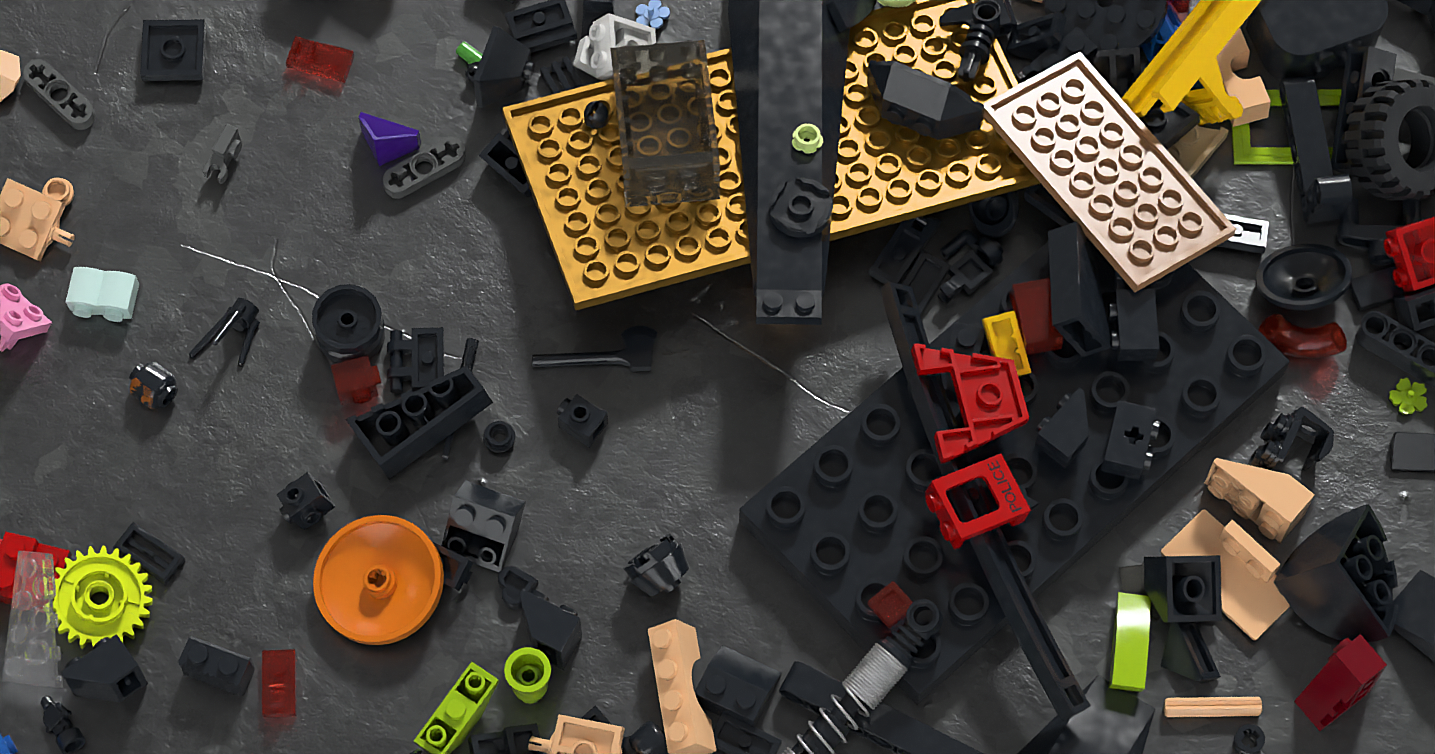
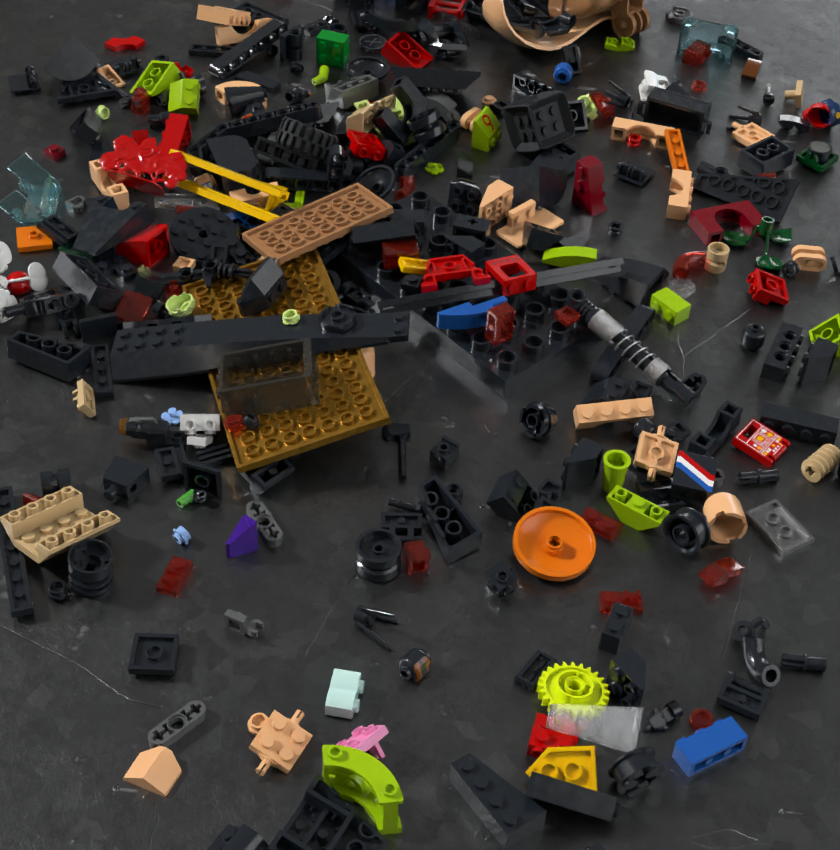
camera: 90 degrees left, 25 degrees down
(393, 57) = (181, 535): none -> light blue plate
(442, 662) = (602, 524): none -> clear red plate
(595, 90) = (233, 423): none -> clear red plate
(836, 481) = (500, 323): none -> clear red brick
(871, 432) = (467, 316): none -> blue slope
(1212, 706) = (599, 238): light nougat axle -> none

